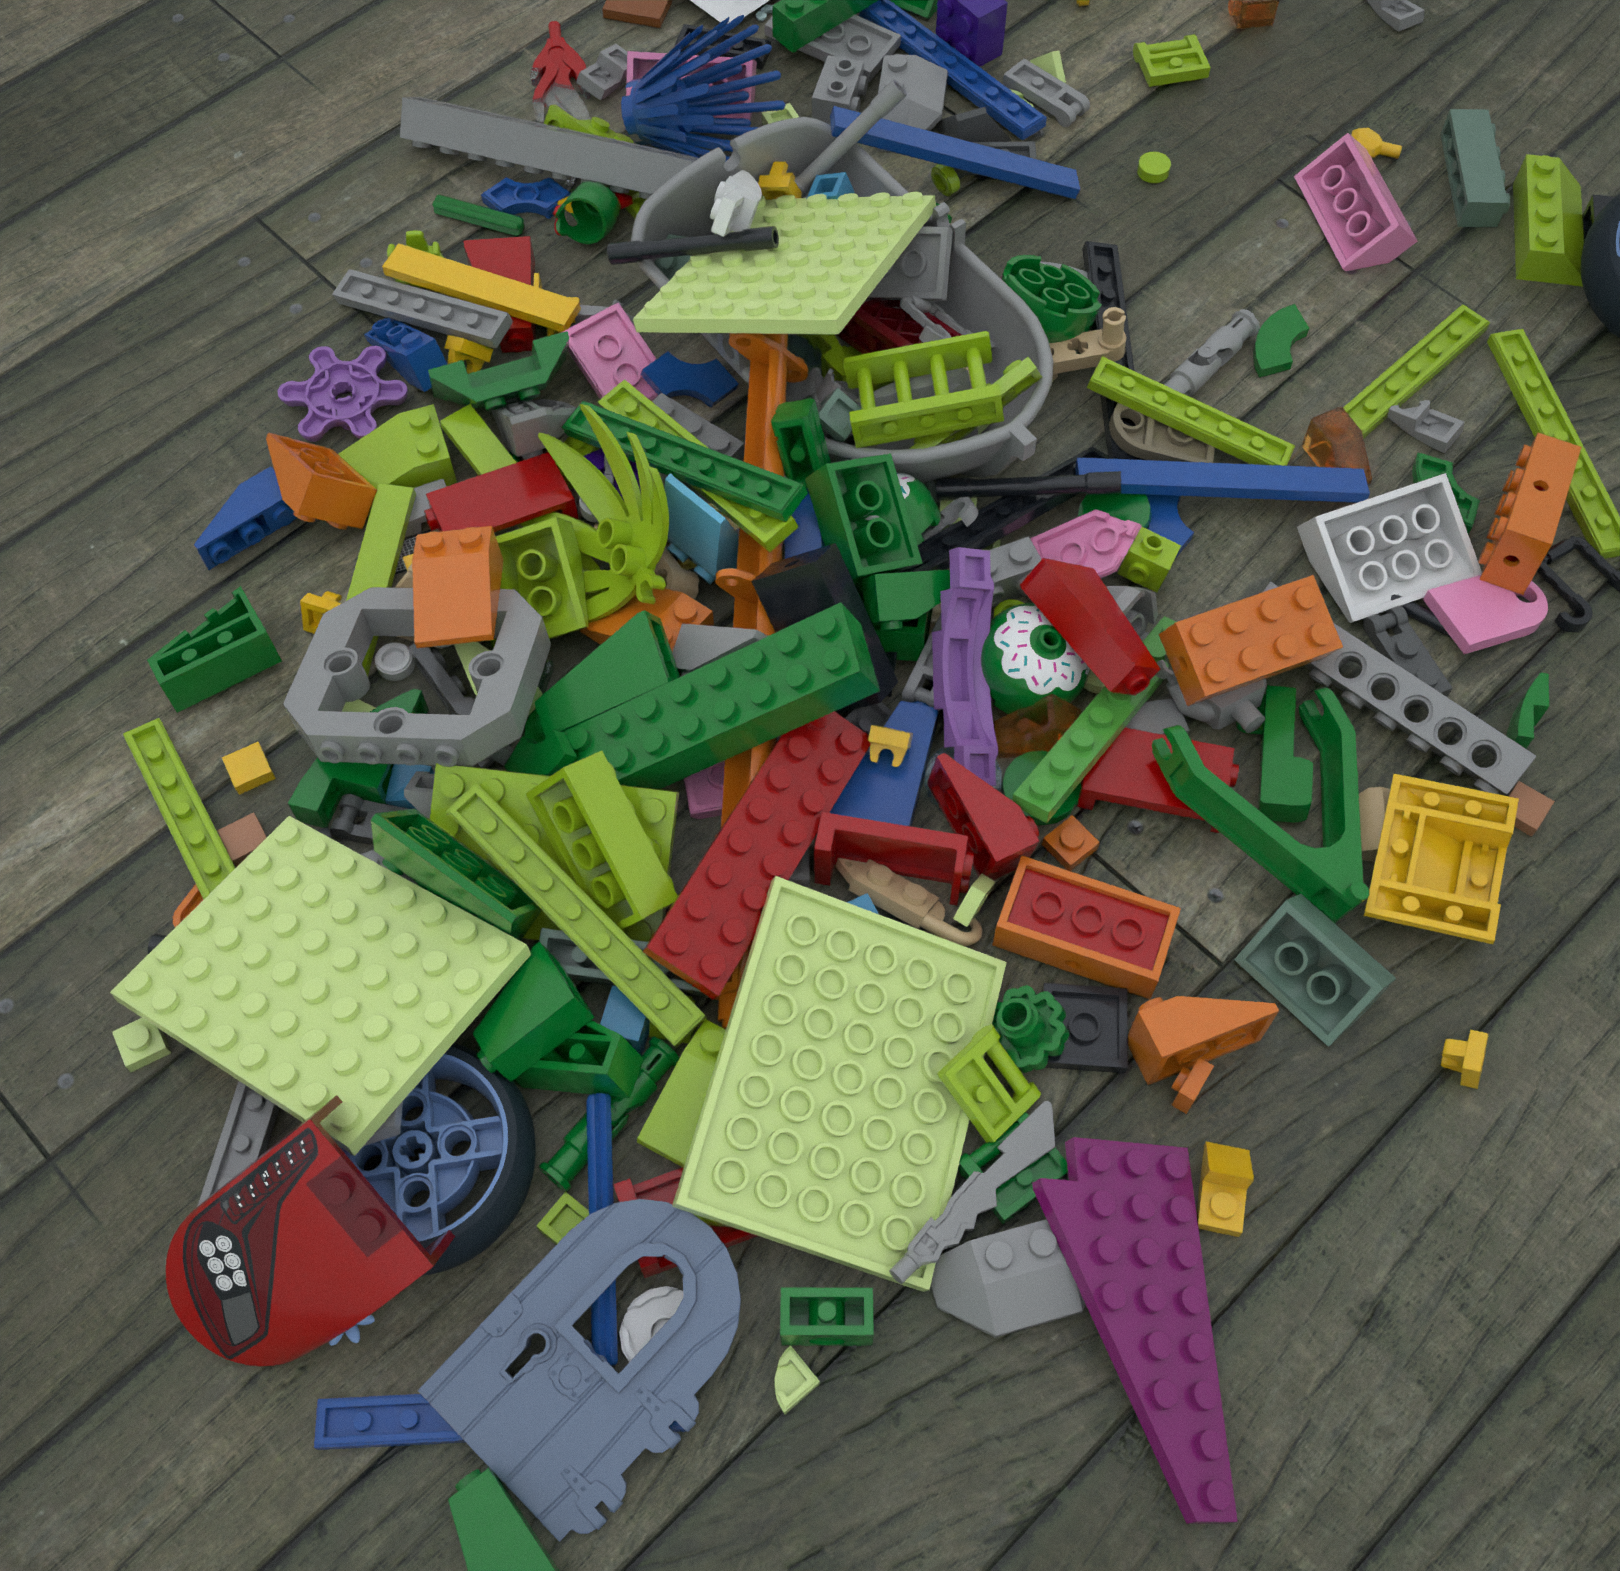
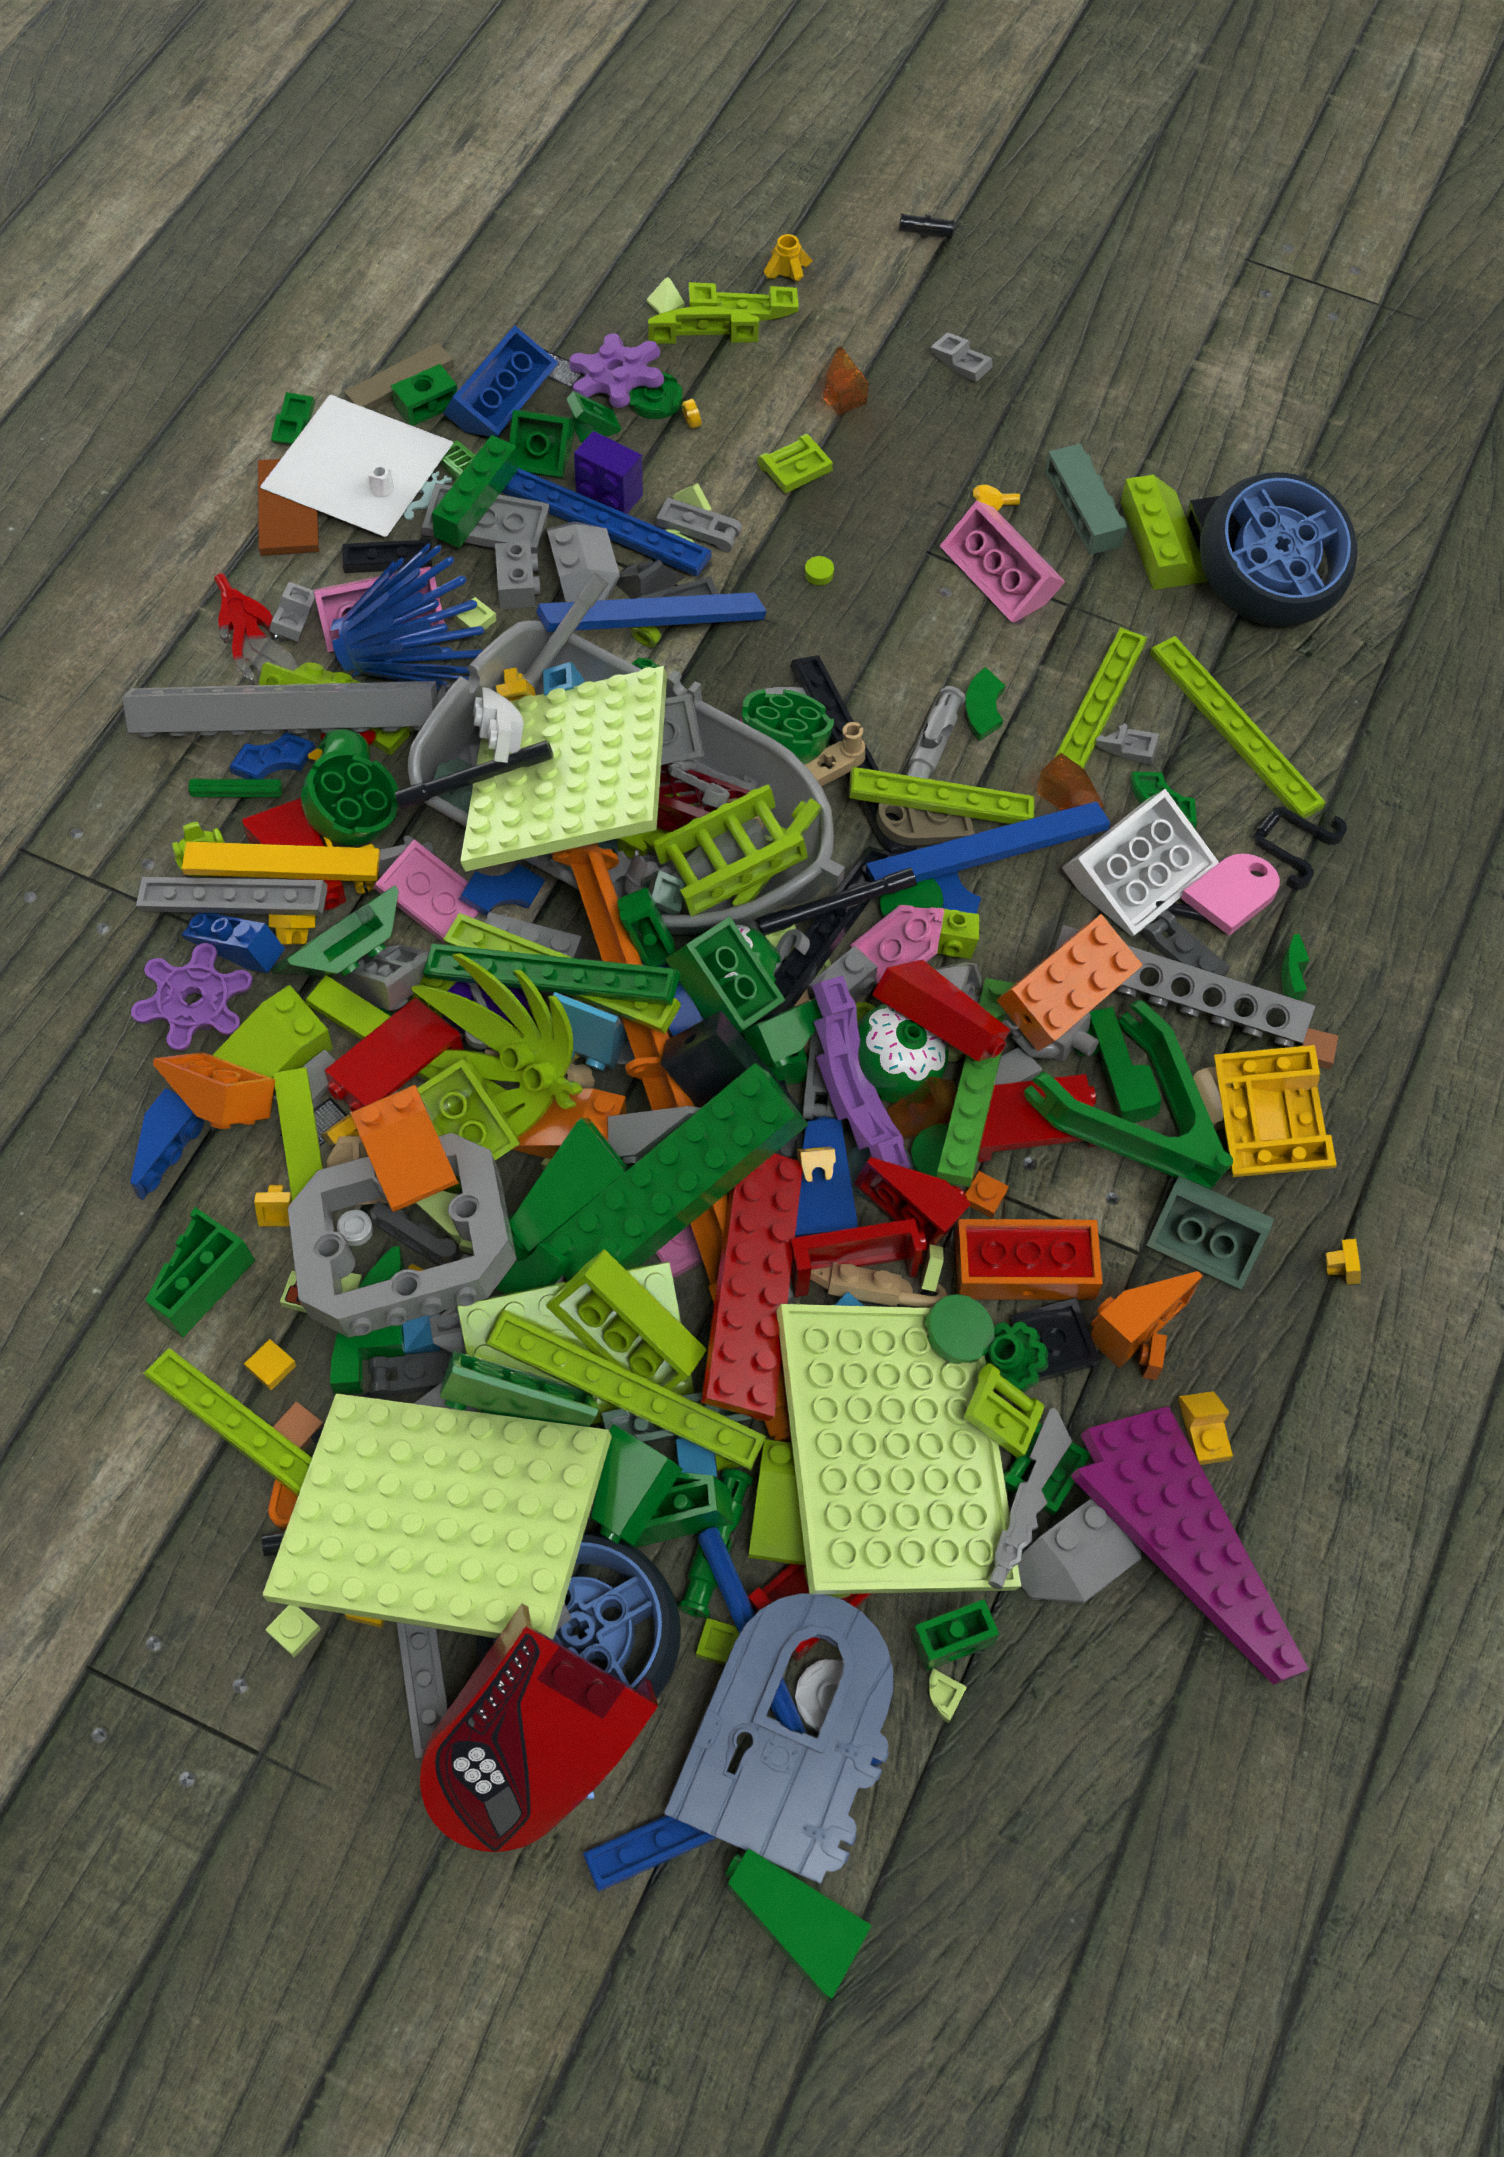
camera: 25 degrees left, 0 degrees up
(569, 245) = (349, 798): none -> green cylinder
(974, 975) = (959, 1329): none -> green tile
(1528, 513) = (1239, 802): orange brick -> none

